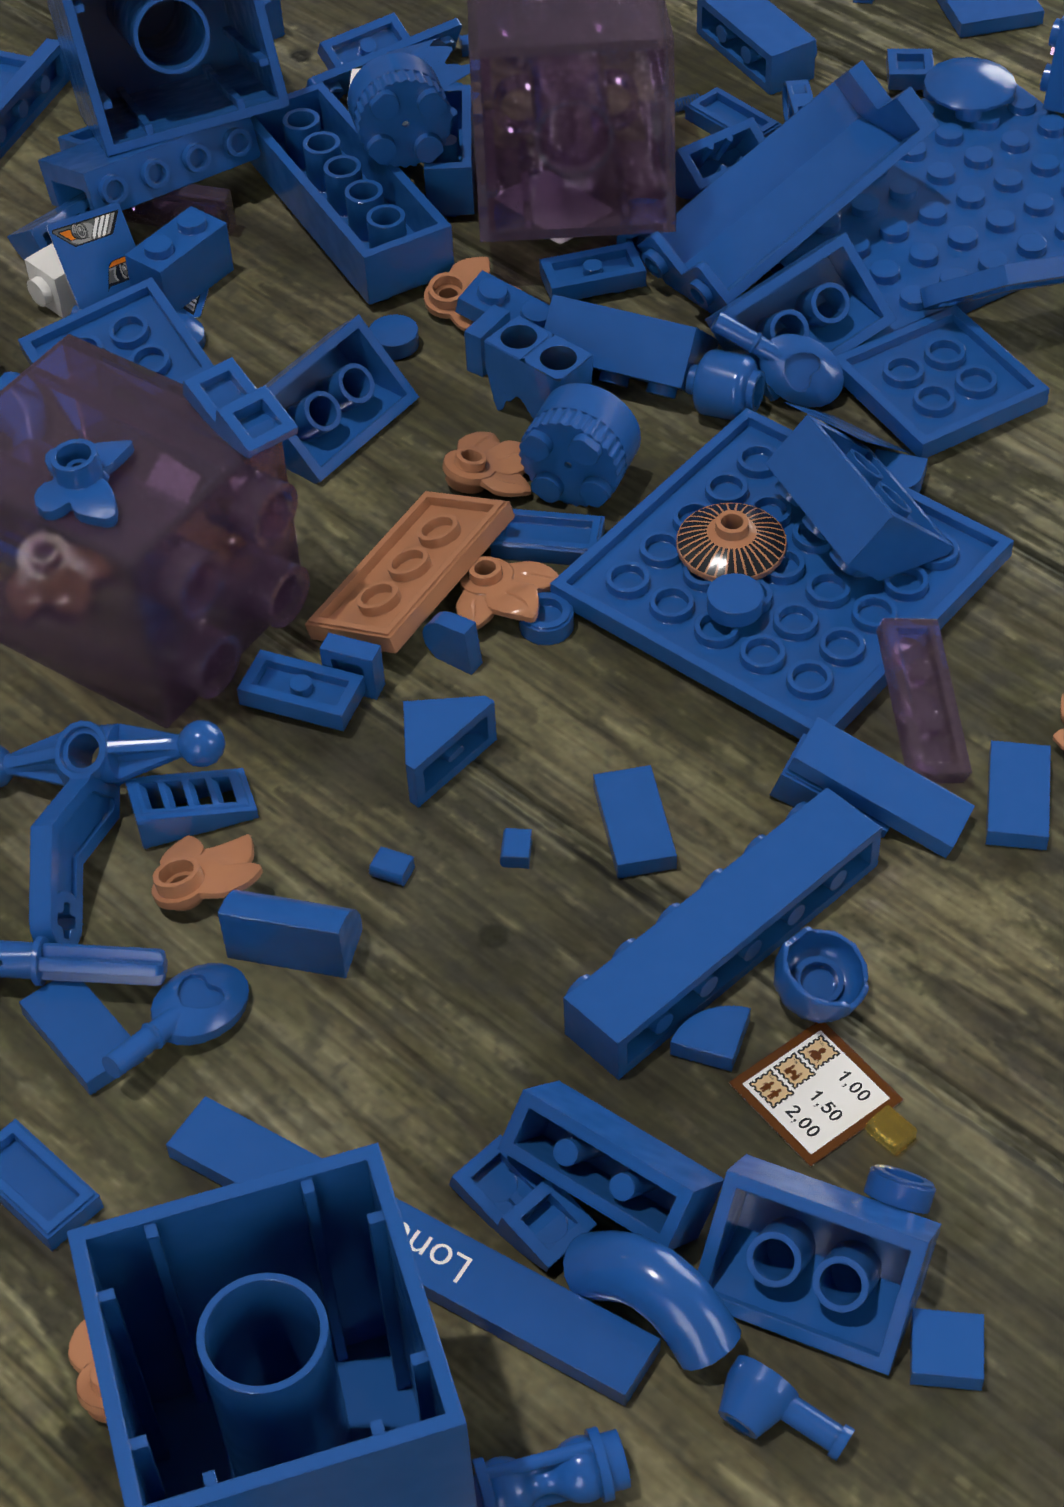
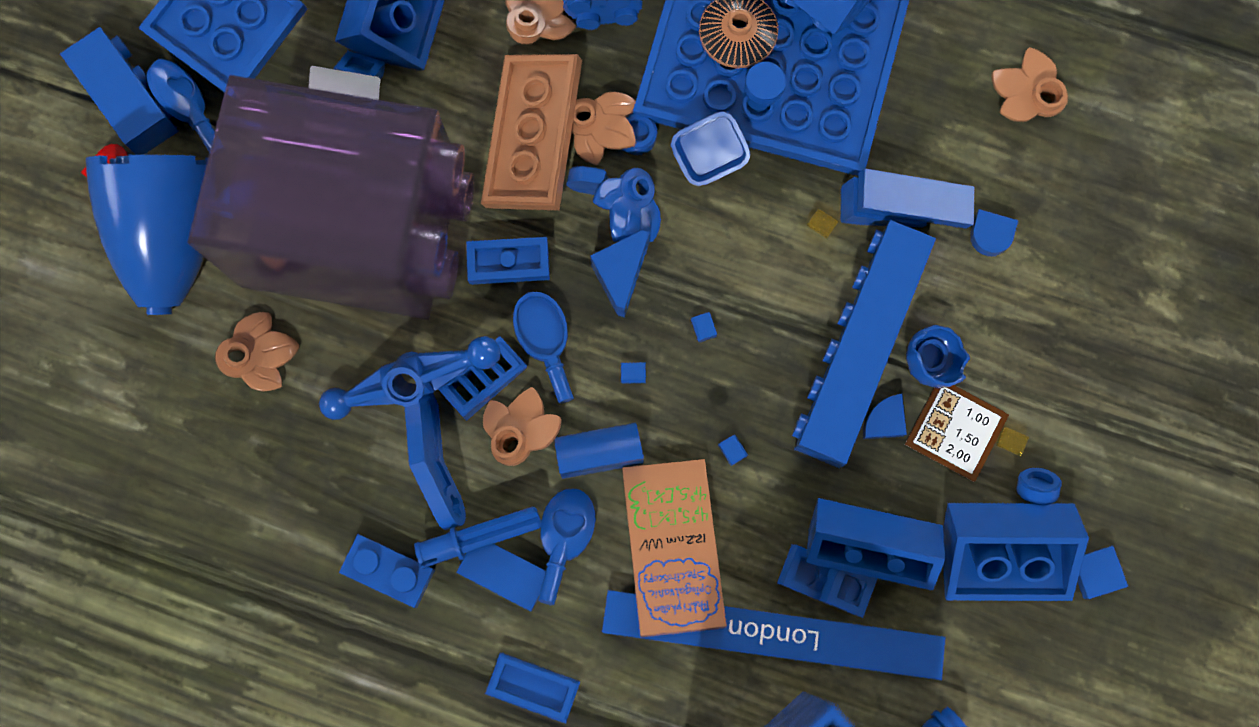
camera: 25 degrees left, 30 degrees up
(81, 481) = (325, 218): blue animal -> none
(237, 410) = (404, 110): blue slope -> none
(296, 781) = (543, 336): none -> blue piece
(322, 1070) = (673, 548): none -> nougat tile
(357, 658) = (534, 227): blue tile -> none
(477, 1000) = (732, 450): none -> blue piece
(484, 672) = (628, 208): none -> blue plate
(548, 536) = (610, 61): blue tile -> none
(625, 641) = (710, 148): none -> piece
(634, 821) = (769, 278): blue tile -> none
(659, 1287) = (933, 614): blue cylinder -> none
(741, 786) = (822, 223): none -> clear yellow piece
(759, 1398) = (1014, 652): blue bar -> none
(923, 699) = (916, 119): clear purple plate -> none
(979, 870) = (992, 233): none -> blue tile
(1018, 795) = (994, 164): blue tile -> none

